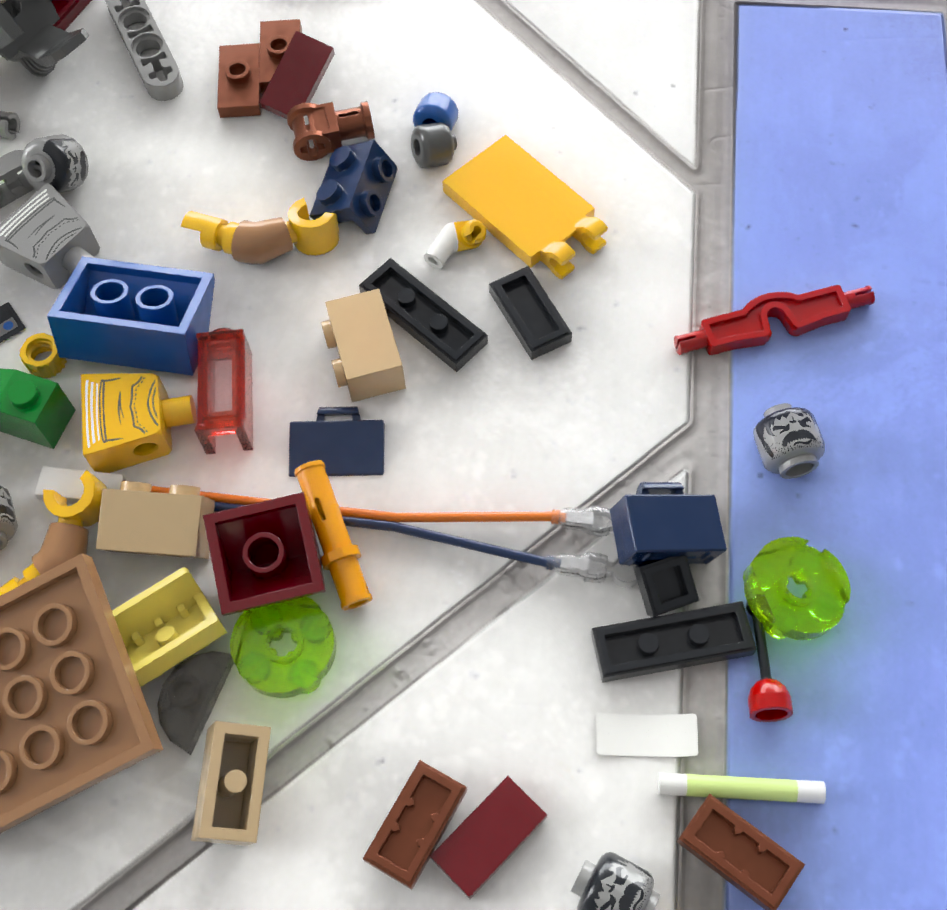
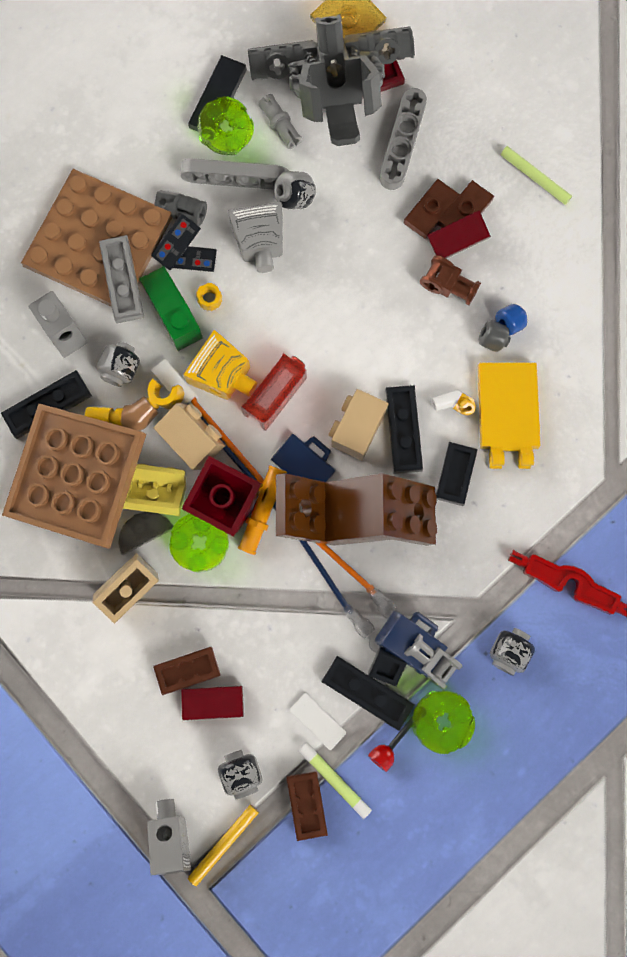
camera: 40 degrees right, 15 degrees up
(132, 315) = (265, 314): blue slope -> none
(267, 239) = (361, 322): yellow piece -> none
(356, 185) = (432, 328): dark blue bracket -> none
(449, 429) = (355, 510): none -> reddish brown bracket
(722, 517) = (443, 669): none -> light grey connector

